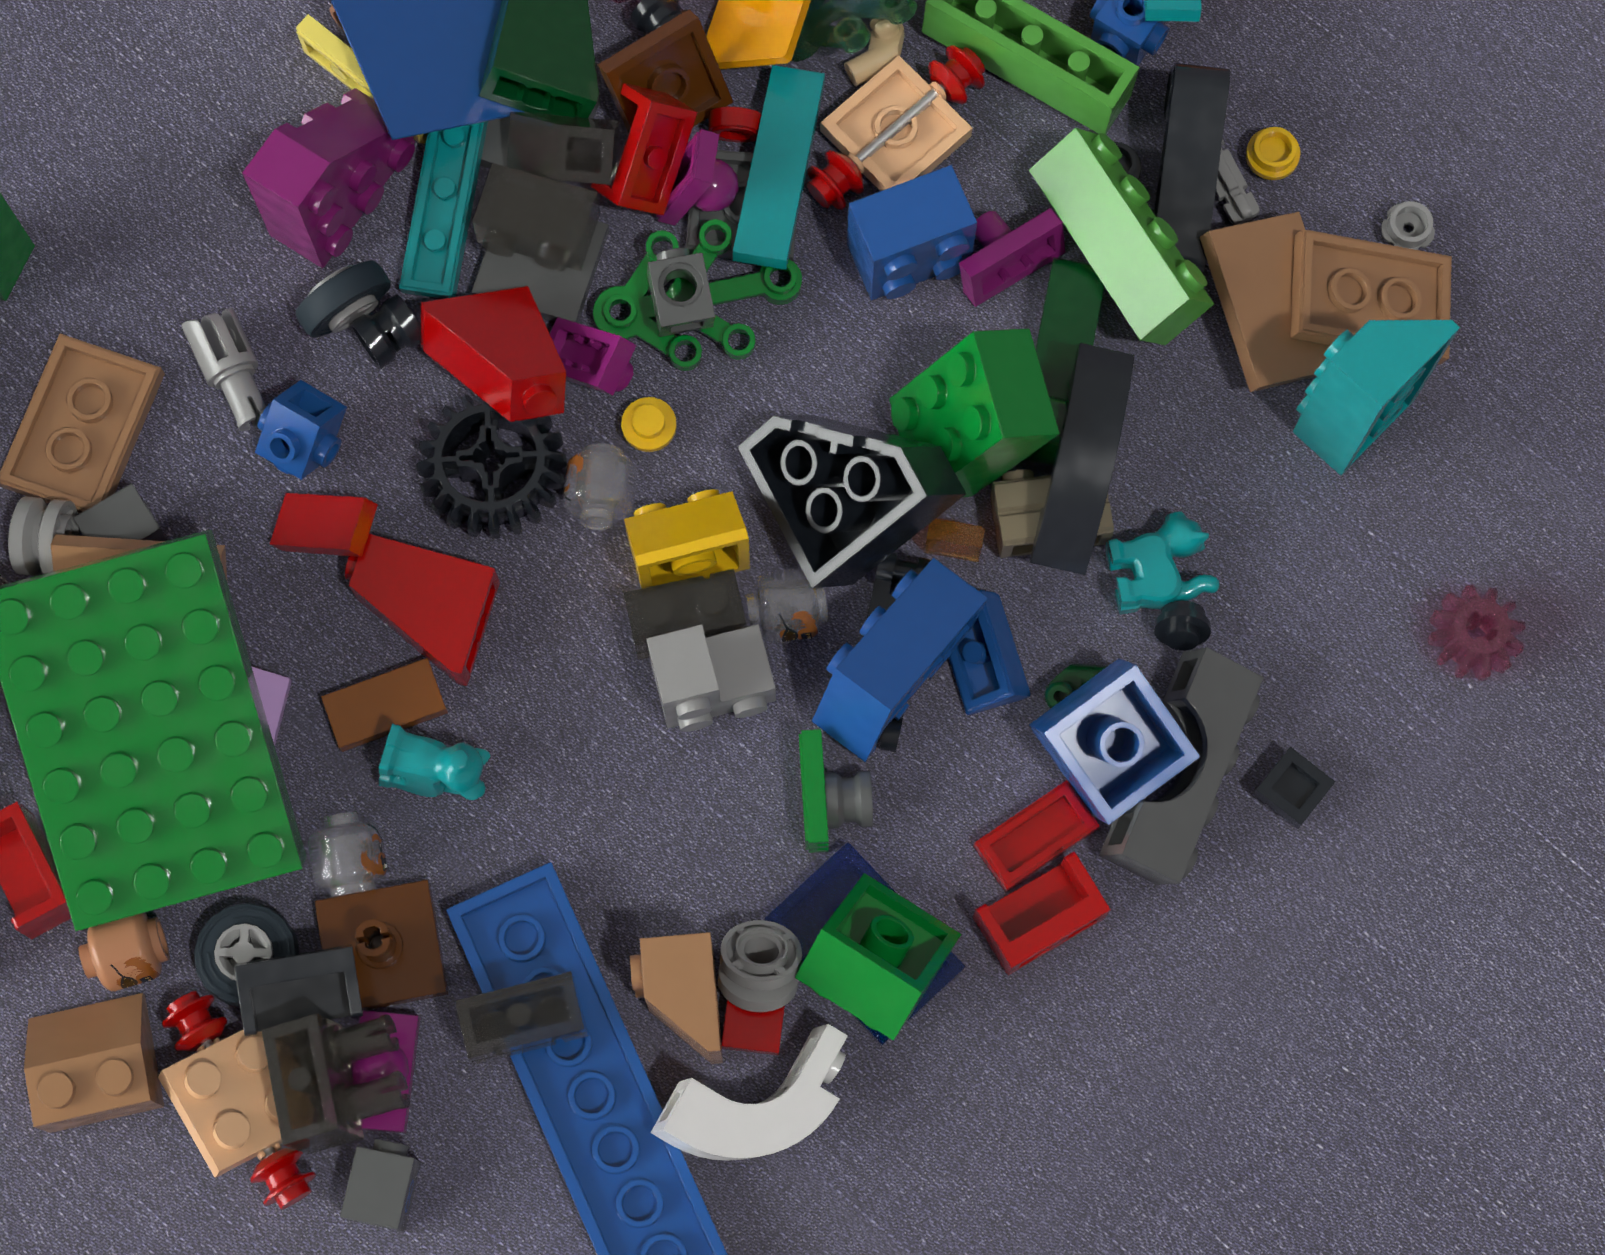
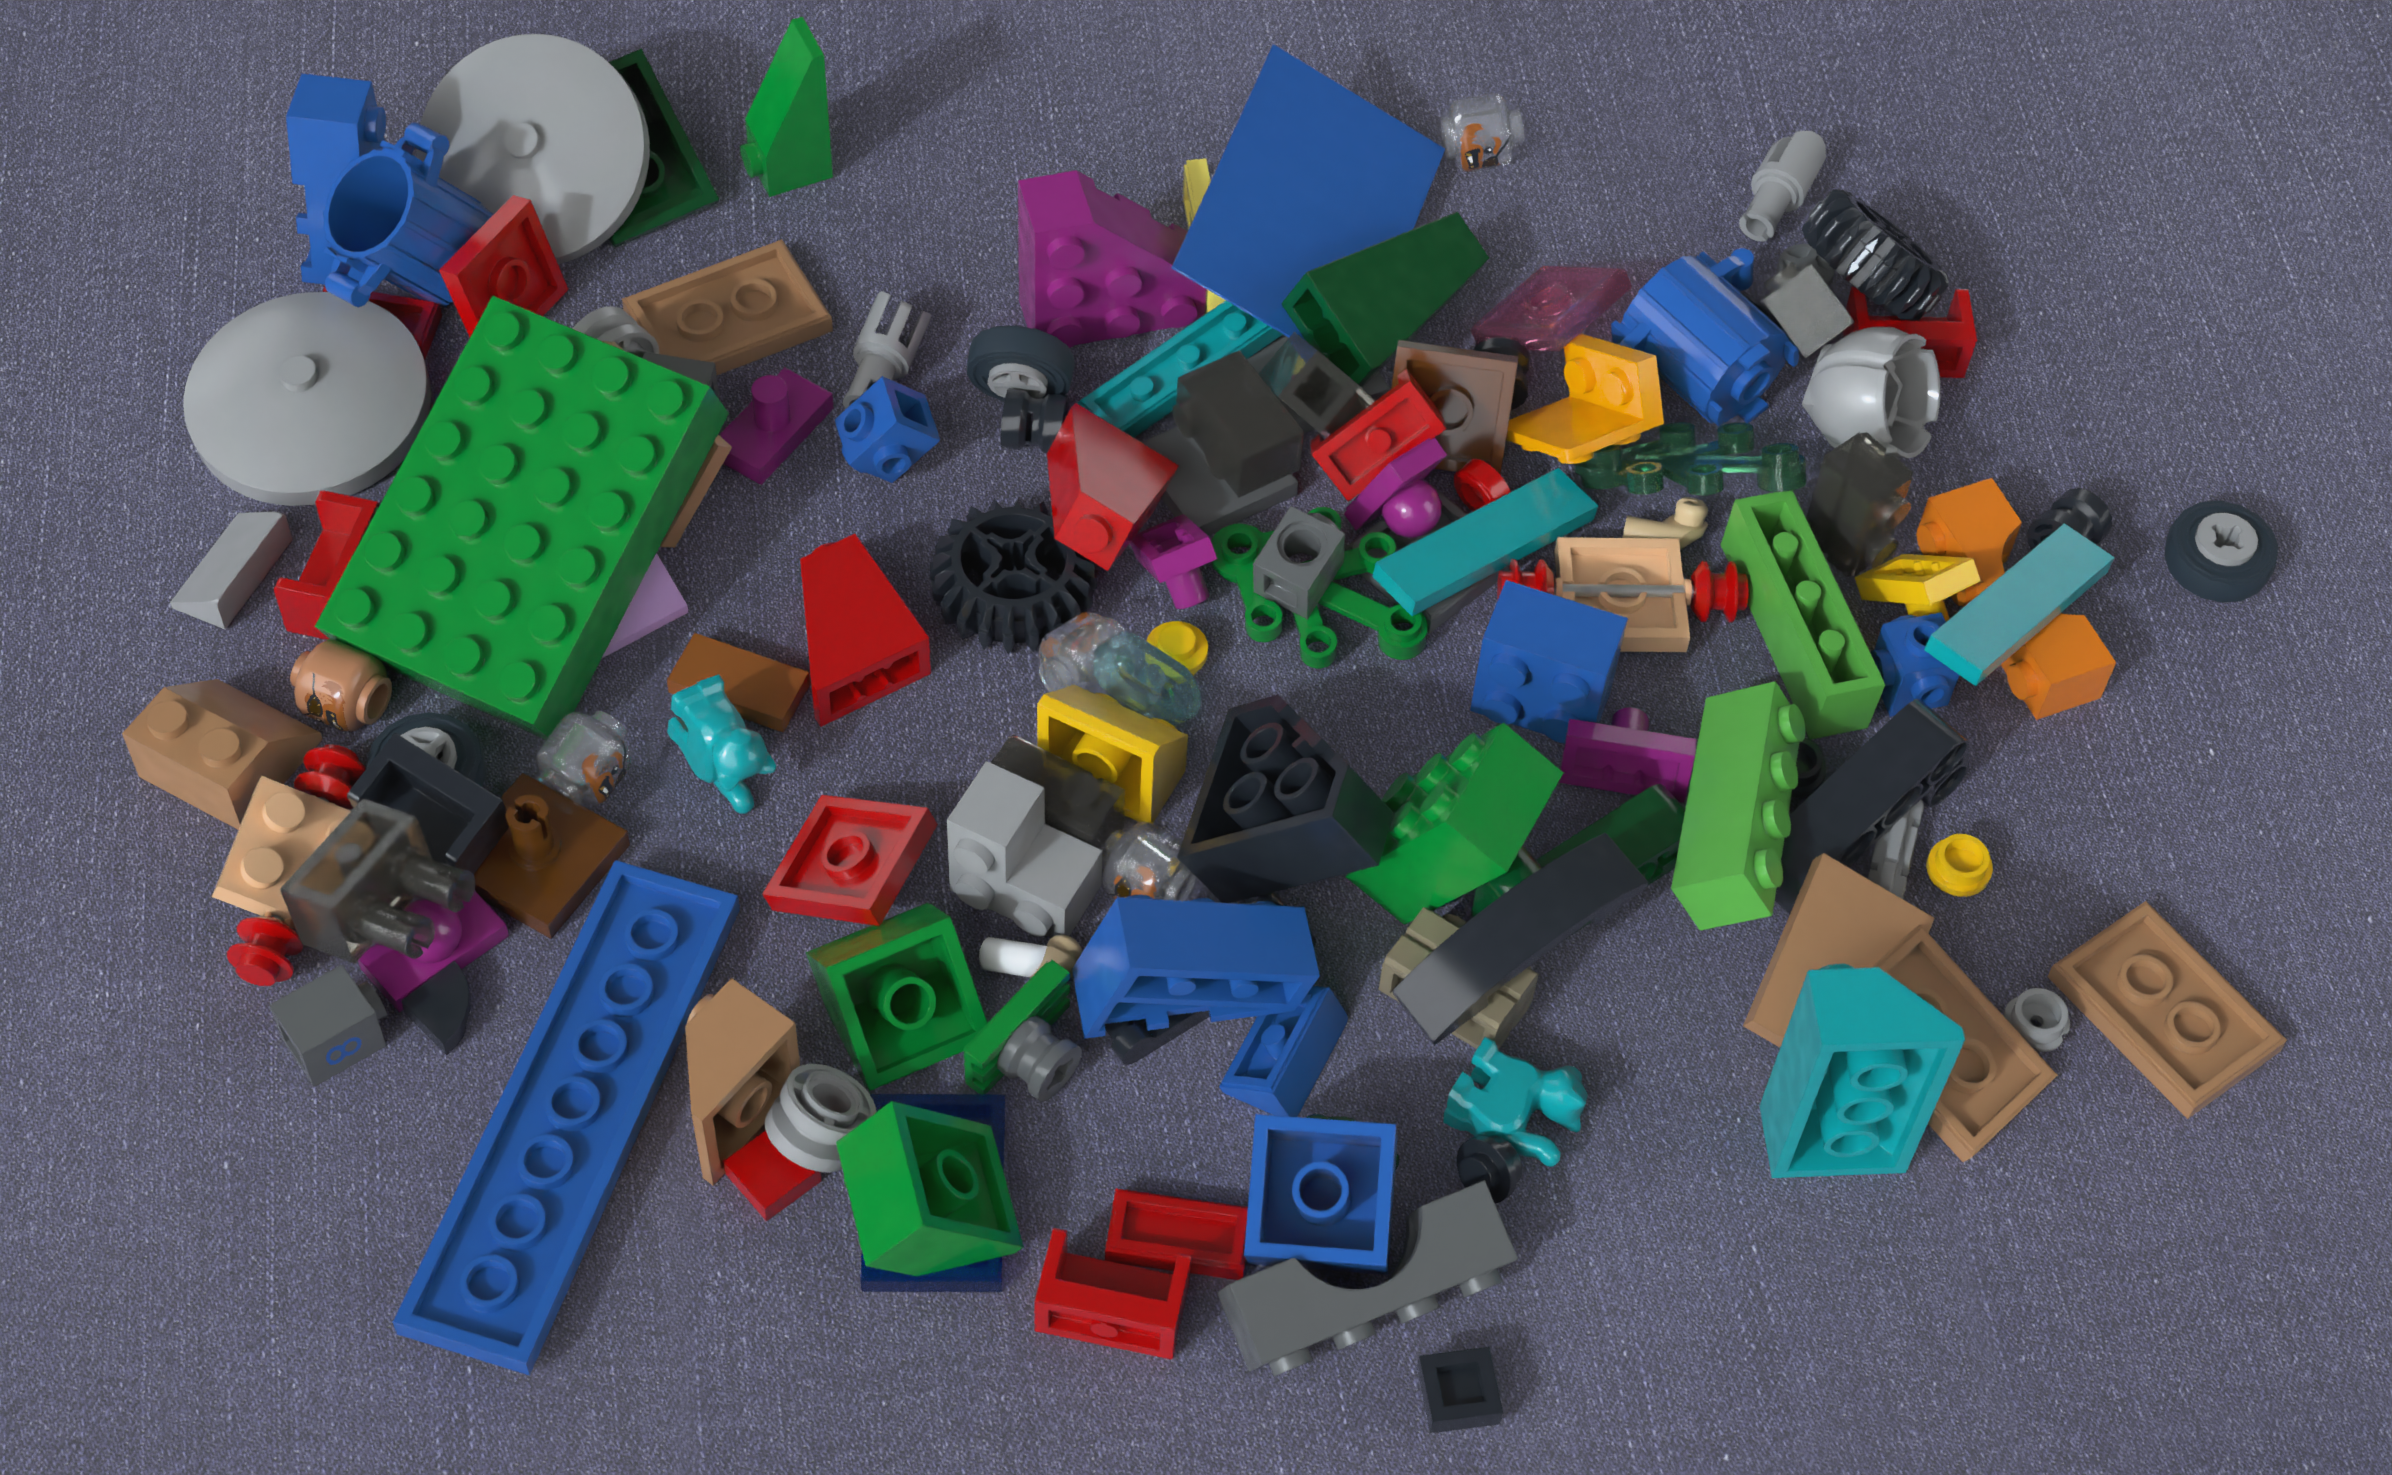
camera: 40 degrees right, 20 degrees down
(205, 485) = (774, 423): none -> magenta tile
(323, 524) = (831, 509): red tile -> none
(434, 1106) = (441, 1007): none -> black tile
(521, 1018) = (575, 971): clear smoke brick -> none
(598, 772) = (850, 859): none -> red plate
(663, 471) = (1146, 678): none -> clear light blue plate
(718, 834) = (899, 994): none -> green slope
(726, 1130) = (680, 1243): white arch -> none
(774, 737) = (1027, 958): none -> white arm
(954, 540) = (1347, 933): clear orange tile -> none
(1472, 149) = (2166, 1009): none -> medium nougat tile
(1479, 653) = (1797, 1403): clear pink gear -> none

